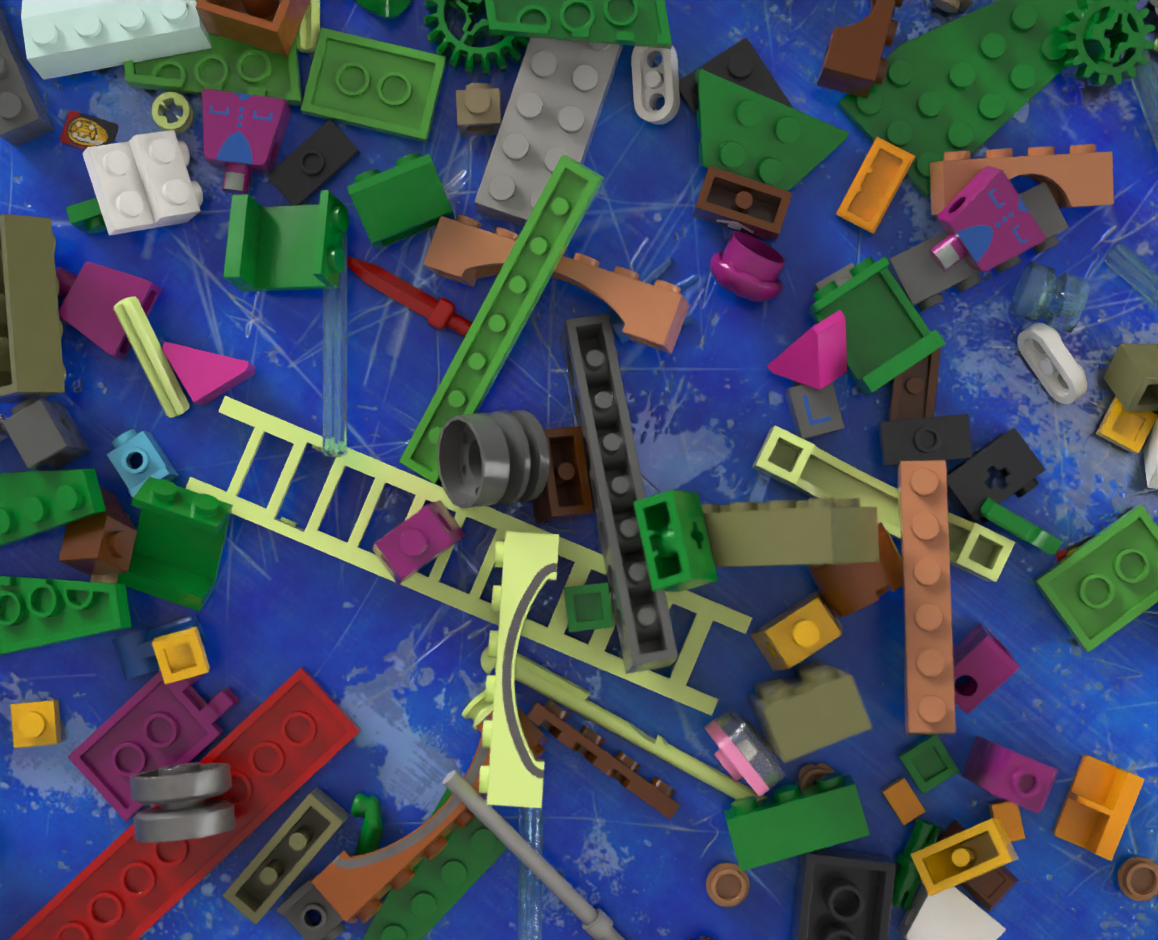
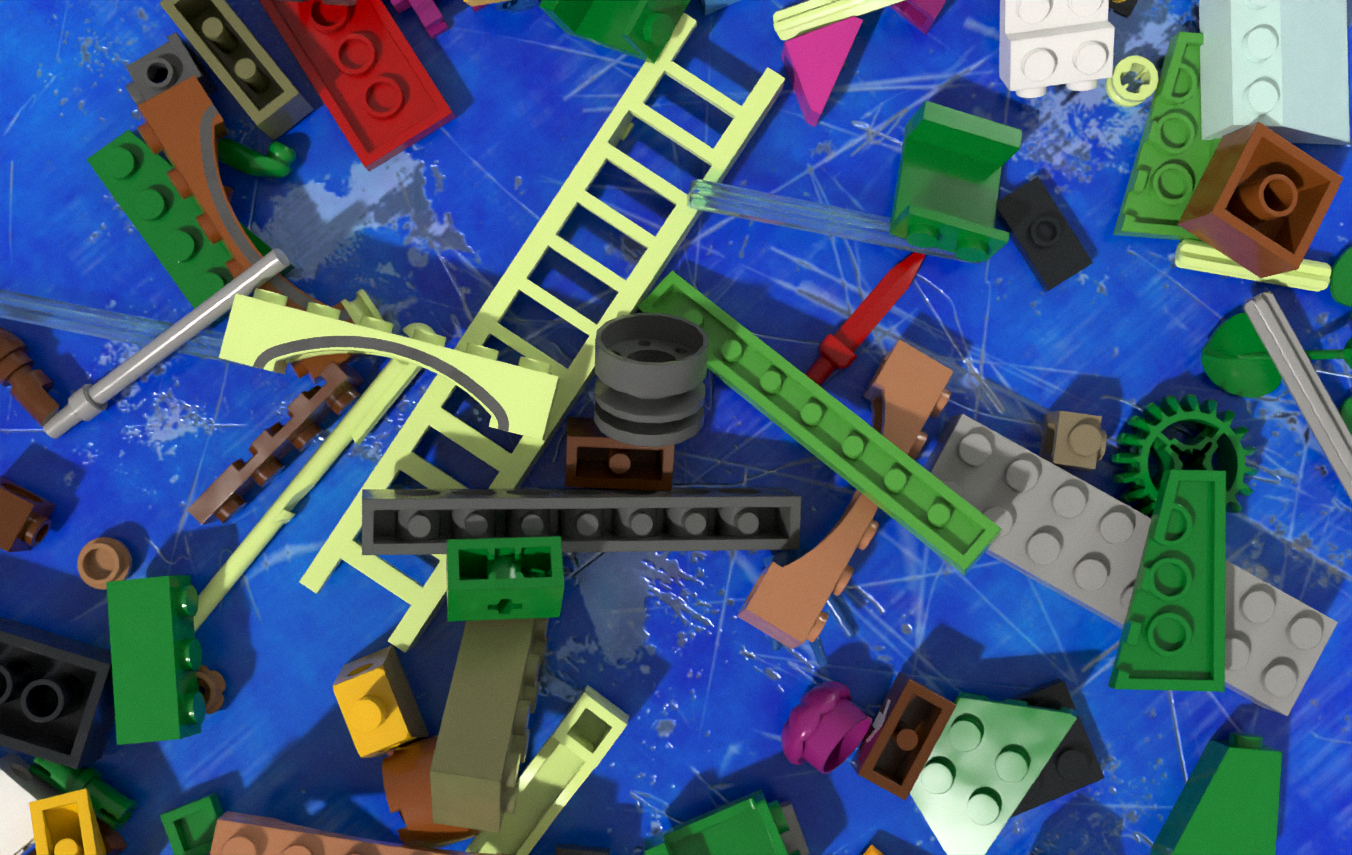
camera: 90 degrees right, 0 degrees up
(242, 135) = (1091, 157): magenta torso -> none
(374, 85) = (1124, 322): bright green plate -> none
(400, 200) = (981, 326): green slope -> none
(418, 541) = (567, 273): magenta torso -> none
(588, 607) = (452, 459): green plate -> none
(653, 83) = (1068, 657): white plate -> none
(745, 751) = (248, 613): piece -> none
(808, 710) = (269, 702): olive brick -> none
(813, 410) = (643, 774): dark grey brick -> none
(817, 355) = (701, 791): dark pink slope -> none
(903, 800) = (161, 789): light orange piece -> none

